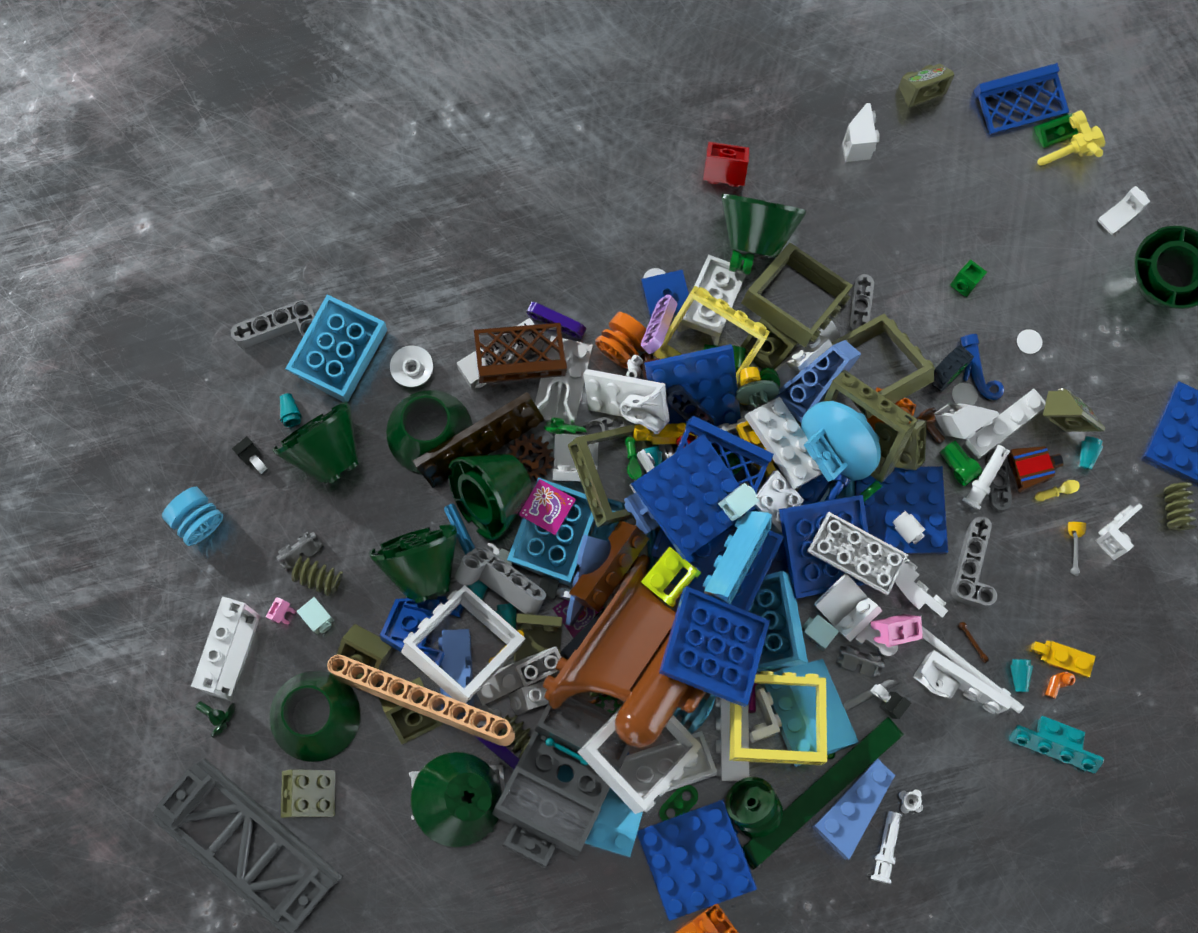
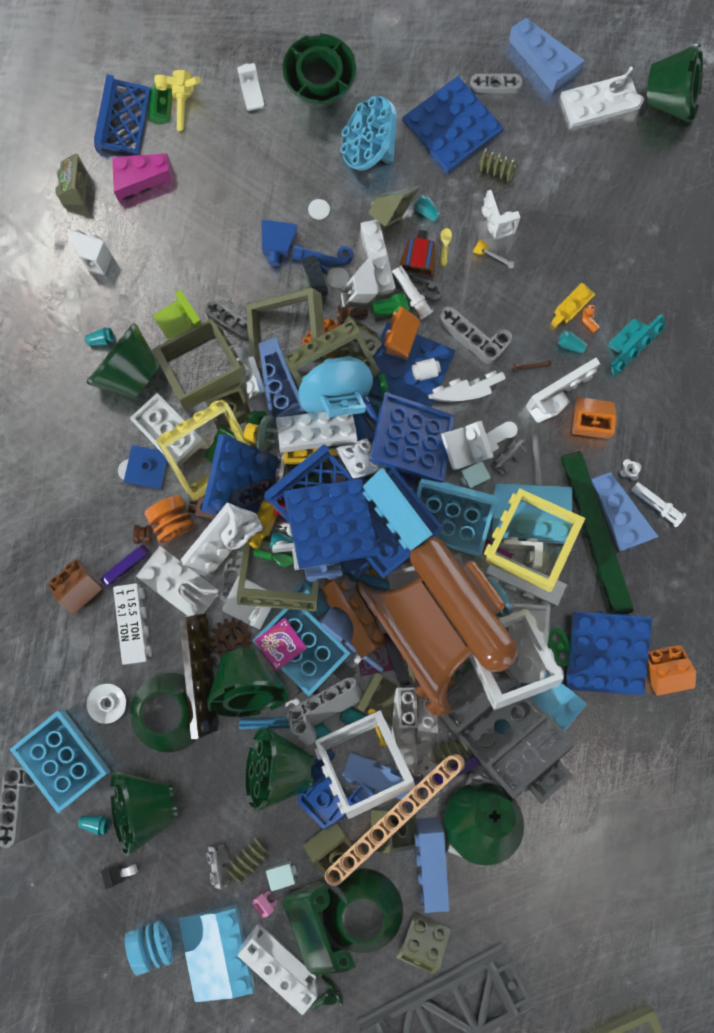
camera: 65 degrees left, 5 degrees up
(199, 587) = (212, 951): none -> medium azure slope
(251, 686) = (316, 951): none -> dark green windscreen
(390, 765) = (432, 864): none -> medium blue wedge
(512, 281) = (74, 586): none -> dark orange slope
(517, 370) = (154, 616): reddish brown fence -> none
(550, 742) = (473, 727): teal hinge -> none
(558, 426) = (216, 604): green plate -> none
(596, 322) = (142, 534): none -> reddish brown wheel
(634, 366) = (198, 521): white arm -> none
(659, 324) = (171, 484): lavender beam -> none
(663, 573) = (379, 574): neon yellow plate -> none
(714, 646) = (461, 563): blue plate -> none
(726, 164) = (59, 368): red slope -> none
(736, 261) = (149, 399): green wheel -> none
(739, 501) = (353, 489): light aqua brick -> none
(754, 807) = (587, 600): dark green wheel -> none
(778, 188) = (100, 337): none -> teal cone
(837, 251) = (177, 317): none -> lime bracket
(857, 553) = (430, 417): white tile -> none
(892, 703) = (552, 448): pearl dark grey piece -> none
(898, 629) = (500, 416): bright pink hinge -> none
(934, 484) = (402, 333): none -> orange slope
(948, 734) = (594, 418): none -> orange slope
(957, 659) = (546, 380): white bar -> none
(968, 278) = (247, 228): green bracket -> none
(969, 144) = (139, 173): none -> dark pink wedge
(971, 314) = (278, 240): none -> blue torso
(1137, 355) = (370, 134): none -> medium azure bracket

